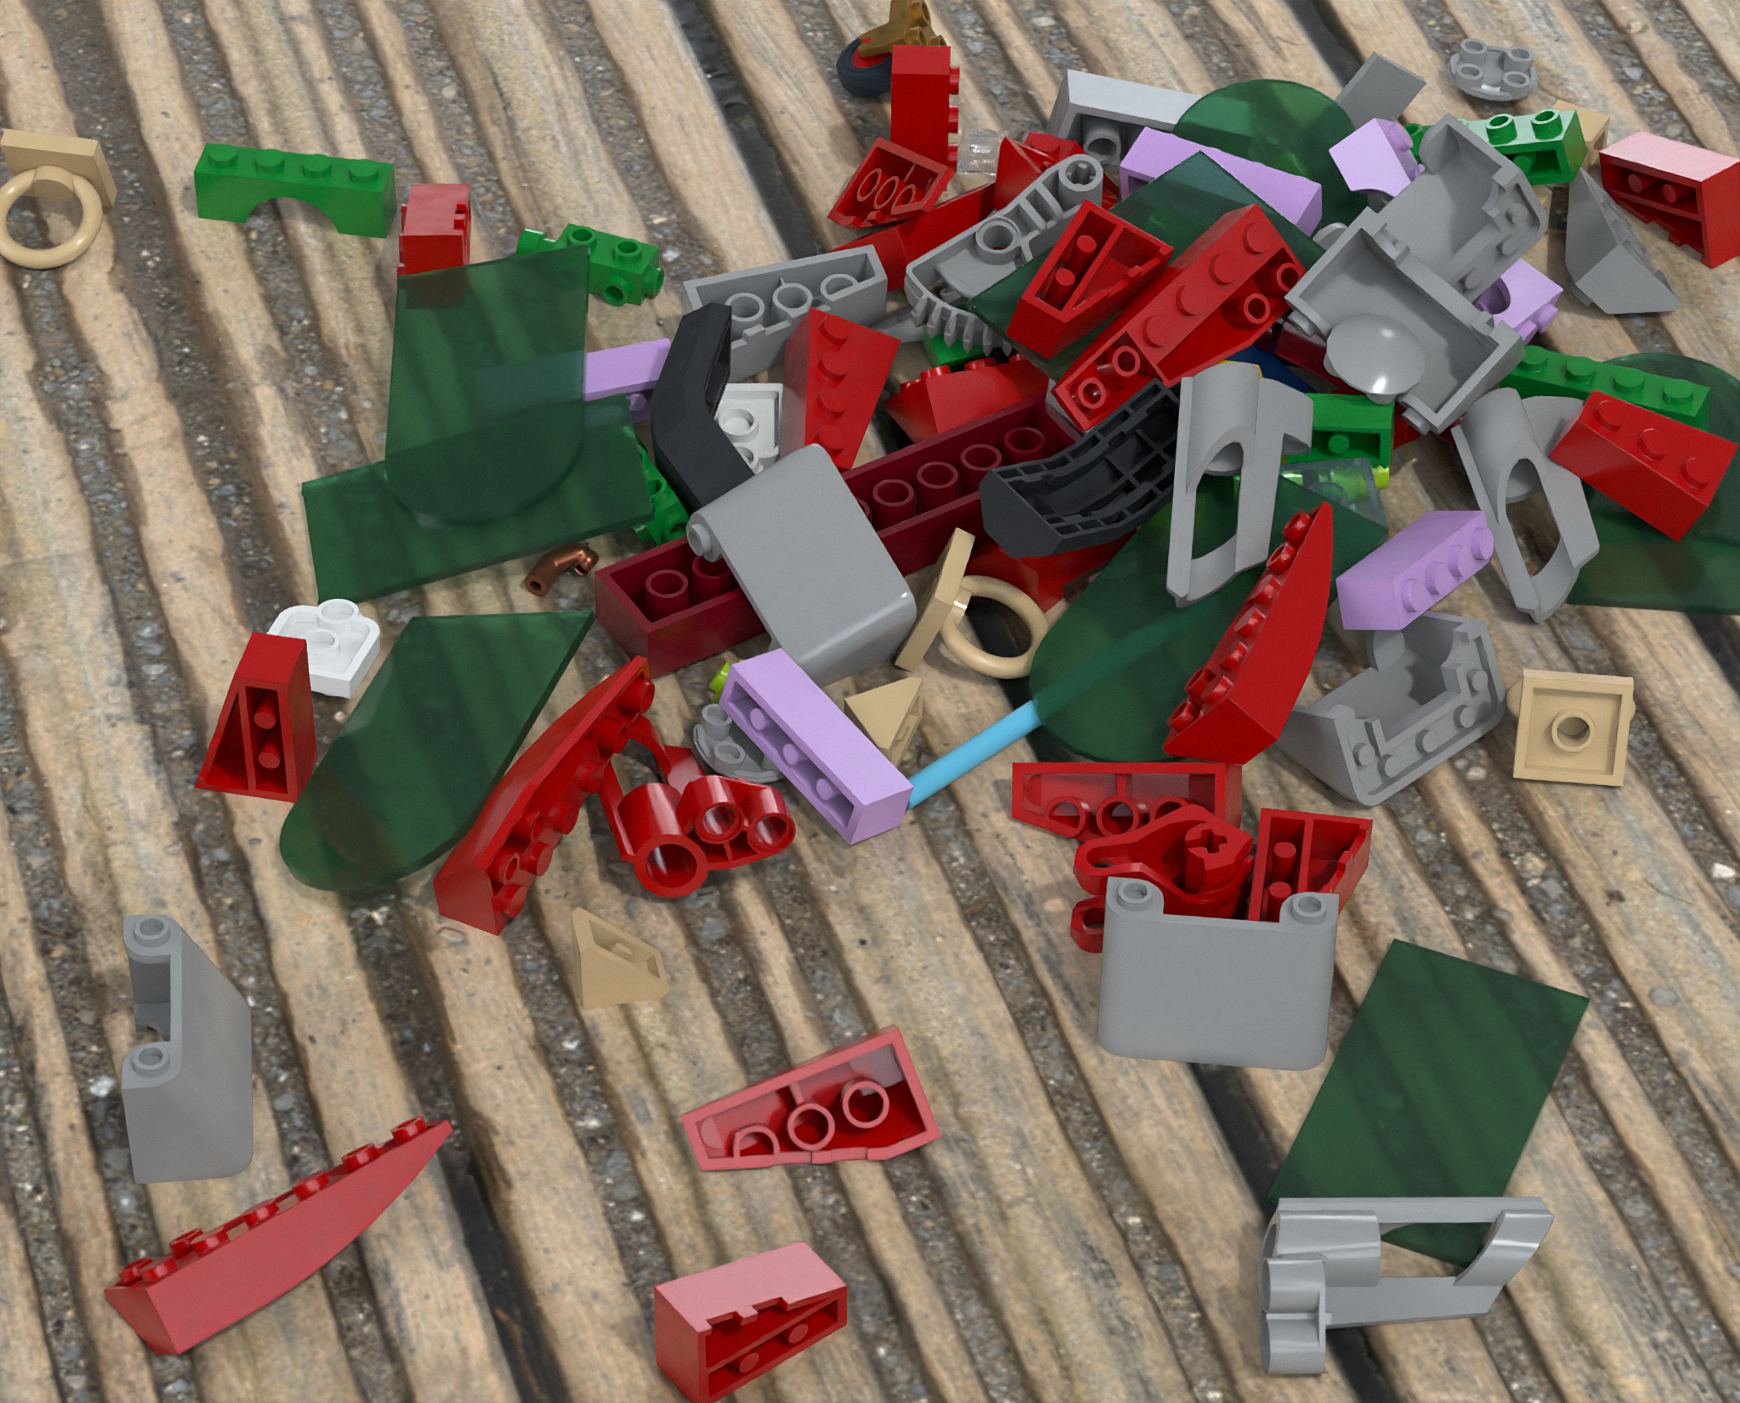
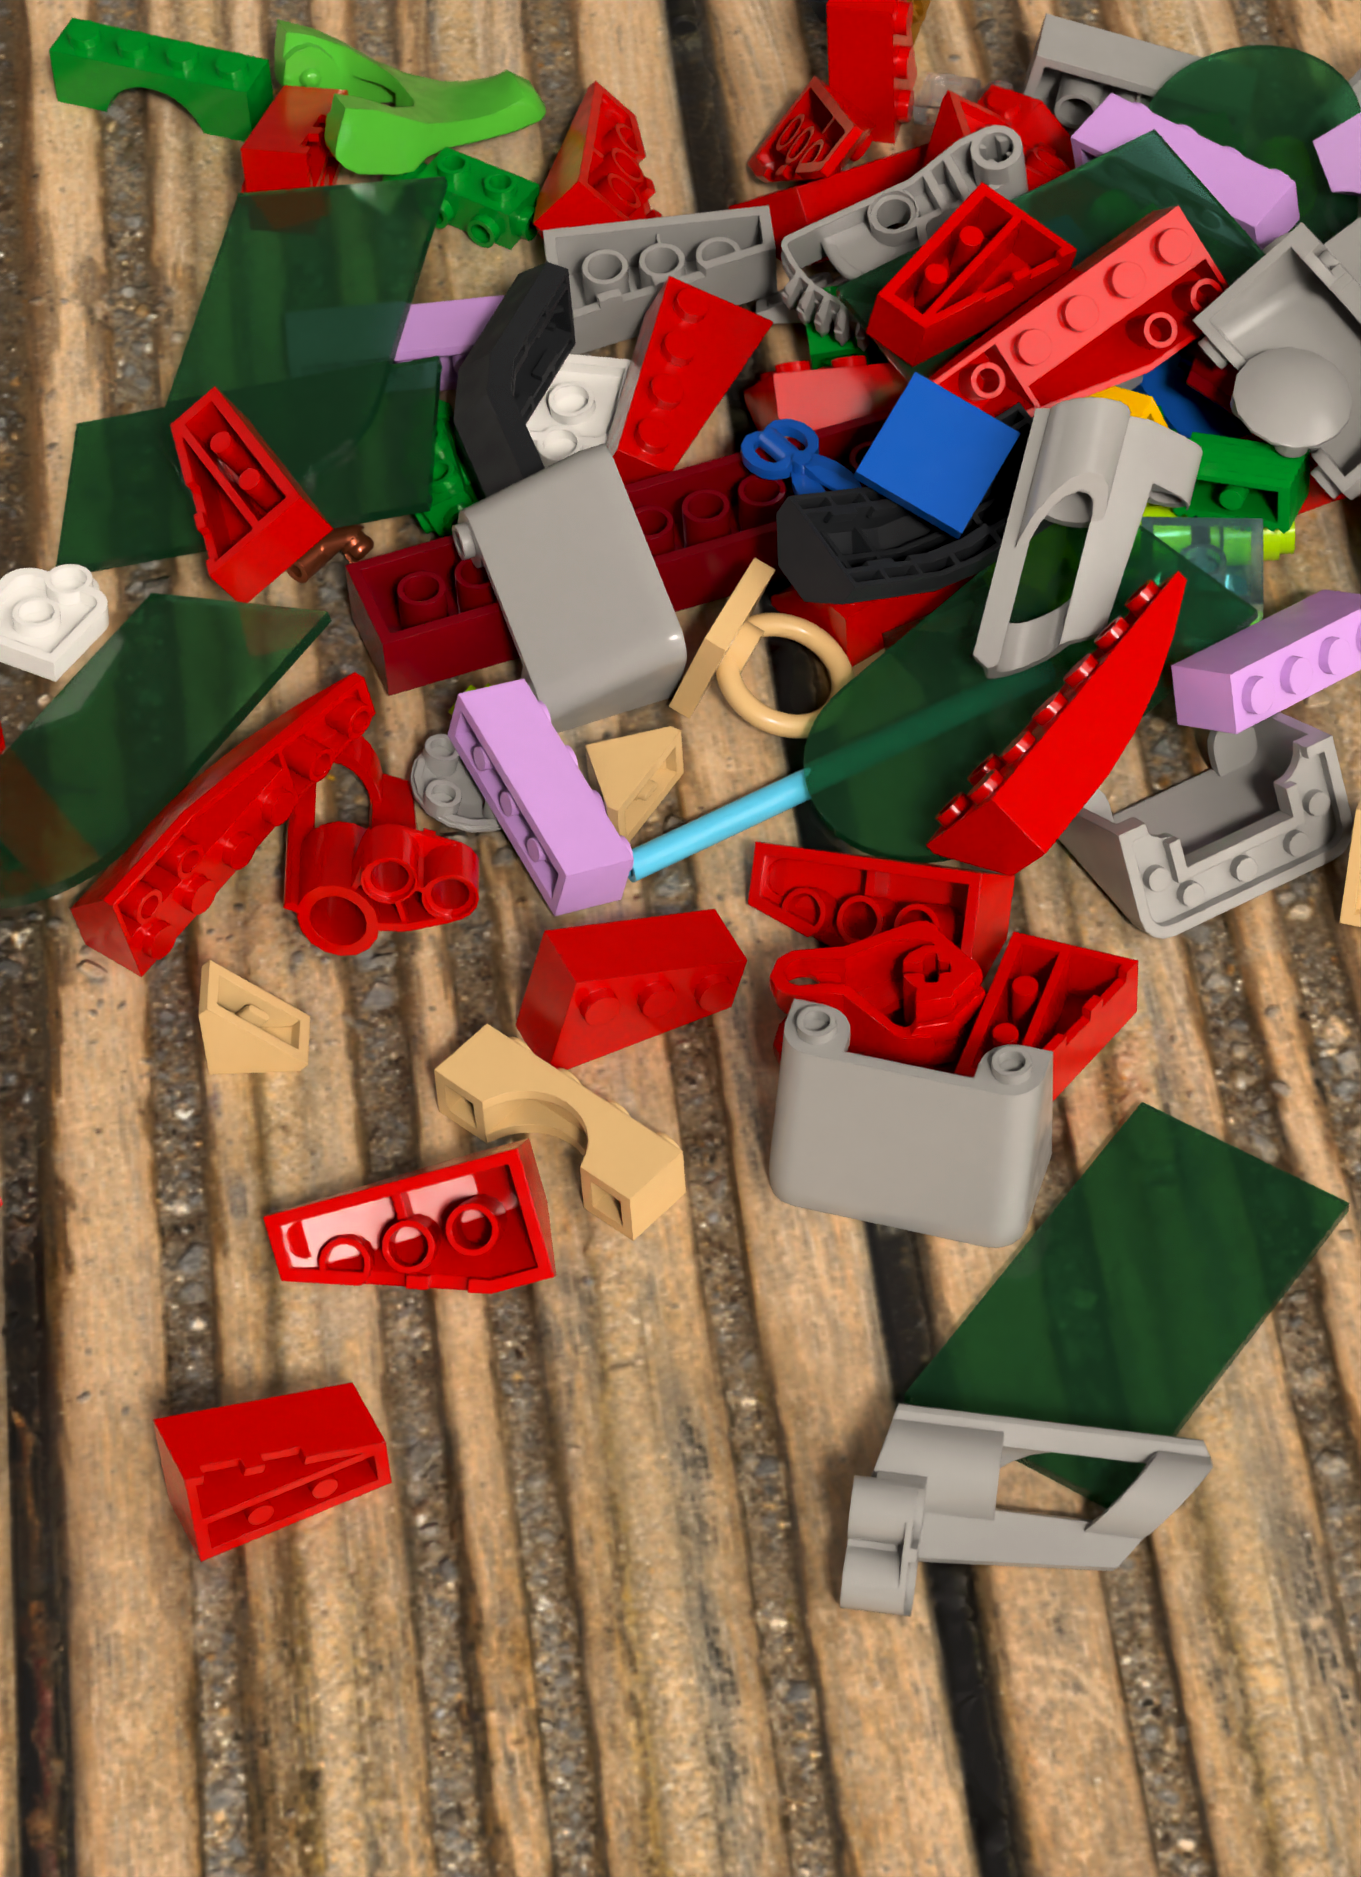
camera: 15 degrees right, 5 degrees up
(495, 521) = (244, 498): none -> red wedge
(514, 204) = (426, 113): none -> bright green animal
(700, 232) = (597, 169): none -> red wedge
(854, 989) = (504, 1089): none -> tan arch
(932, 891) = (626, 983): none -> red wedge
(974, 454) = (805, 467): none -> blue piece
(1098, 426) = (936, 455): none -> blue tile

